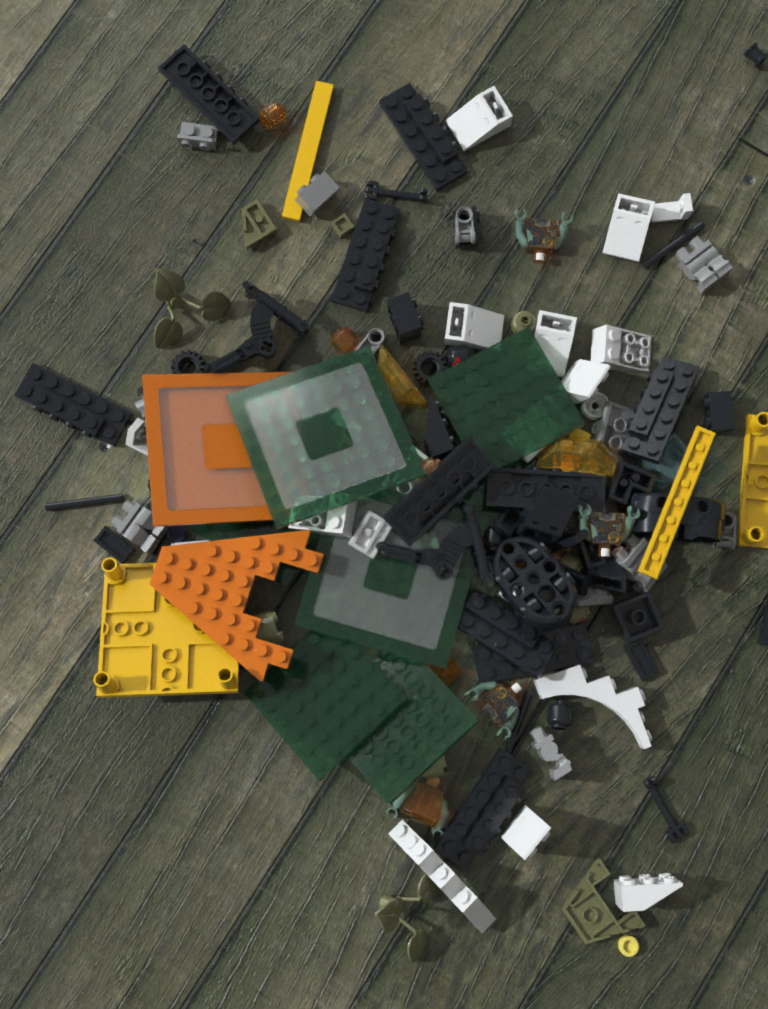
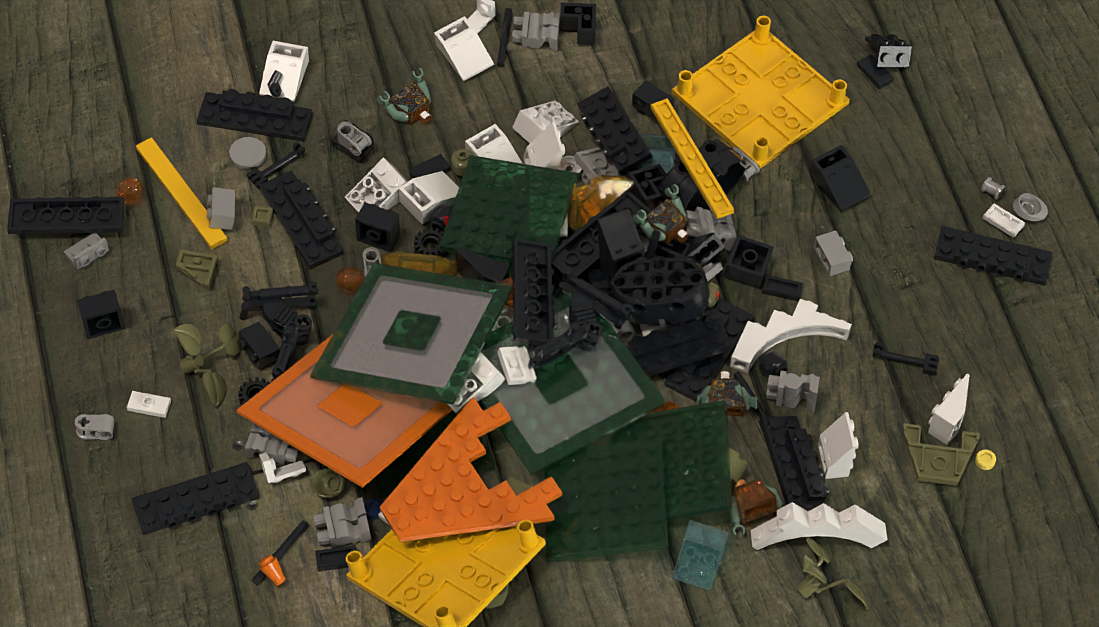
camera: 50 degrees left, 25 degrees down
(61, 510) = (272, 569): none -> orange cone
(64, 285) = (95, 427): none -> light grey piece
(116, 301) = (148, 404): none -> white plate
(149, 199) = (101, 314): none -> black brick
(228, 330) = (258, 345): none -> black brick
(347, 802) = (700, 555): none -> clear light blue slope
(386, 163) = (247, 153): none -> light grey tile
(442, 285) = (378, 187): none -> white slope
(459, 123) = (273, 84): none -> black arm
(498, 304) = (430, 166): none -> black tile
(709, 672) = (833, 253): none -> light grey brick
(746, 288) = (580, 18): none -> black brick

